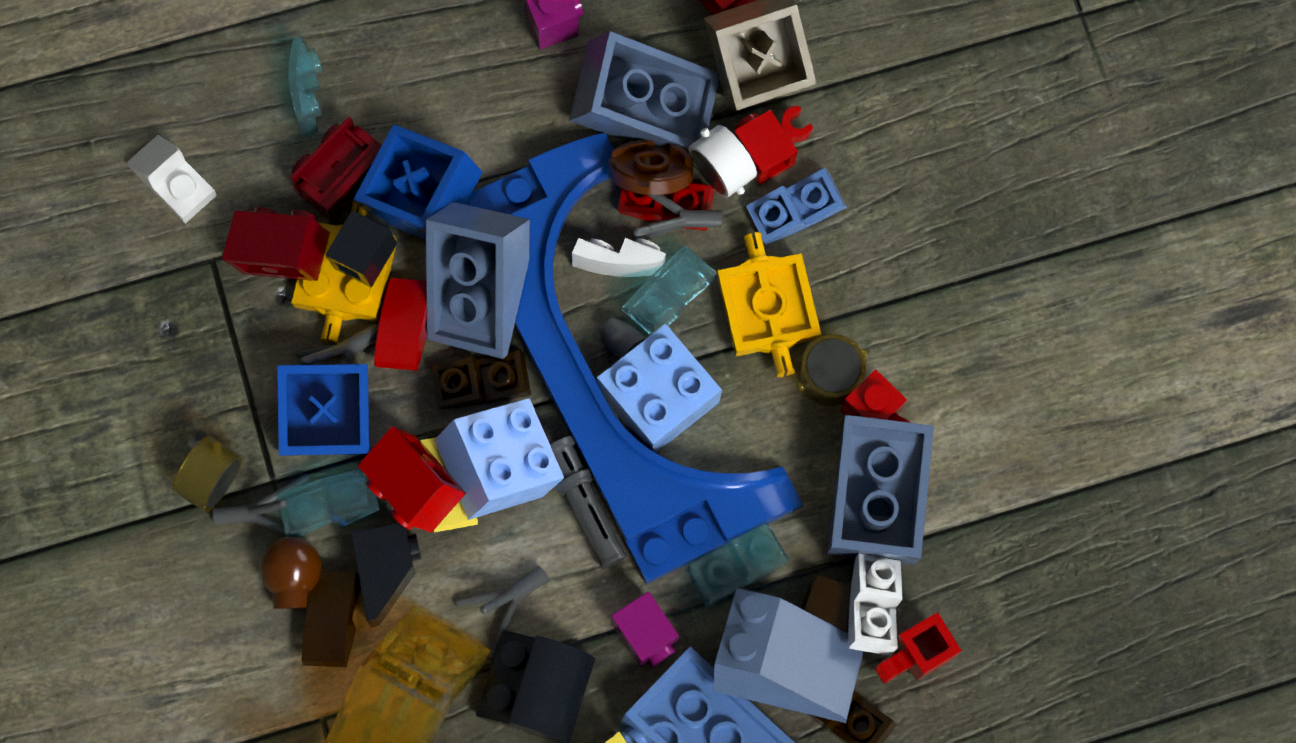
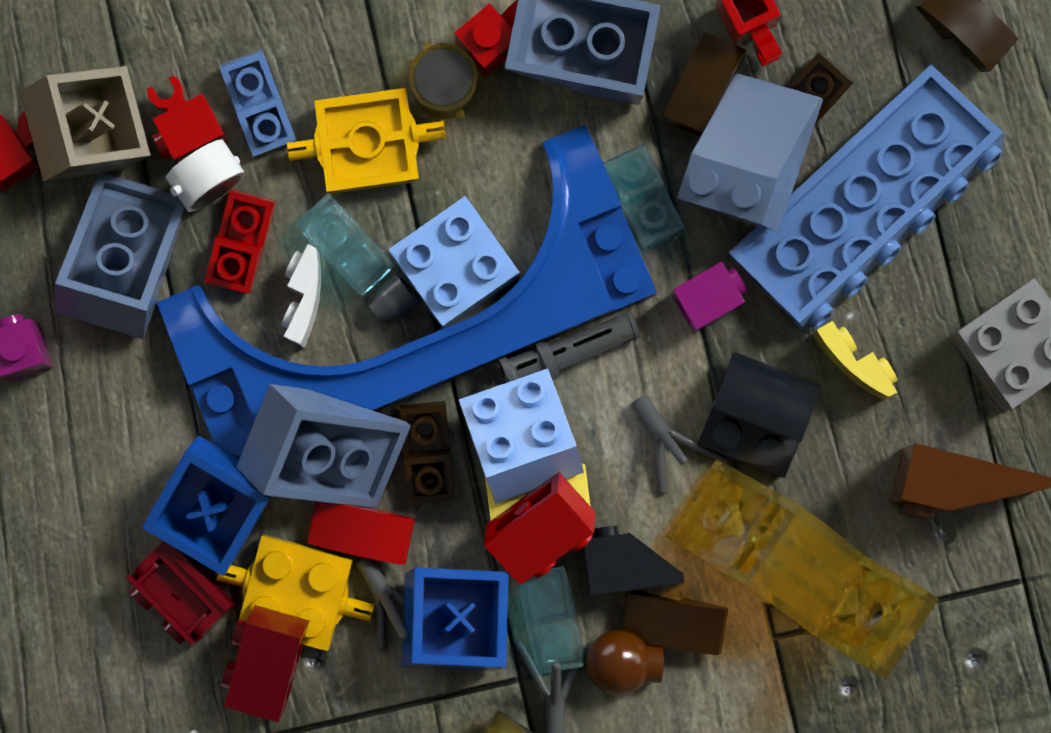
camera: 80 degrees left, 10 degrees up
(303, 82) = (69, 627): clear light blue slope -> none
(362, 247) = (281, 567): black brick -> none
(650, 169) = (225, 257): reddish brown tile -> none
(685, 218) = (267, 220): dark grey plant -> none
(873, 604) = (699, 60): white slope -> none

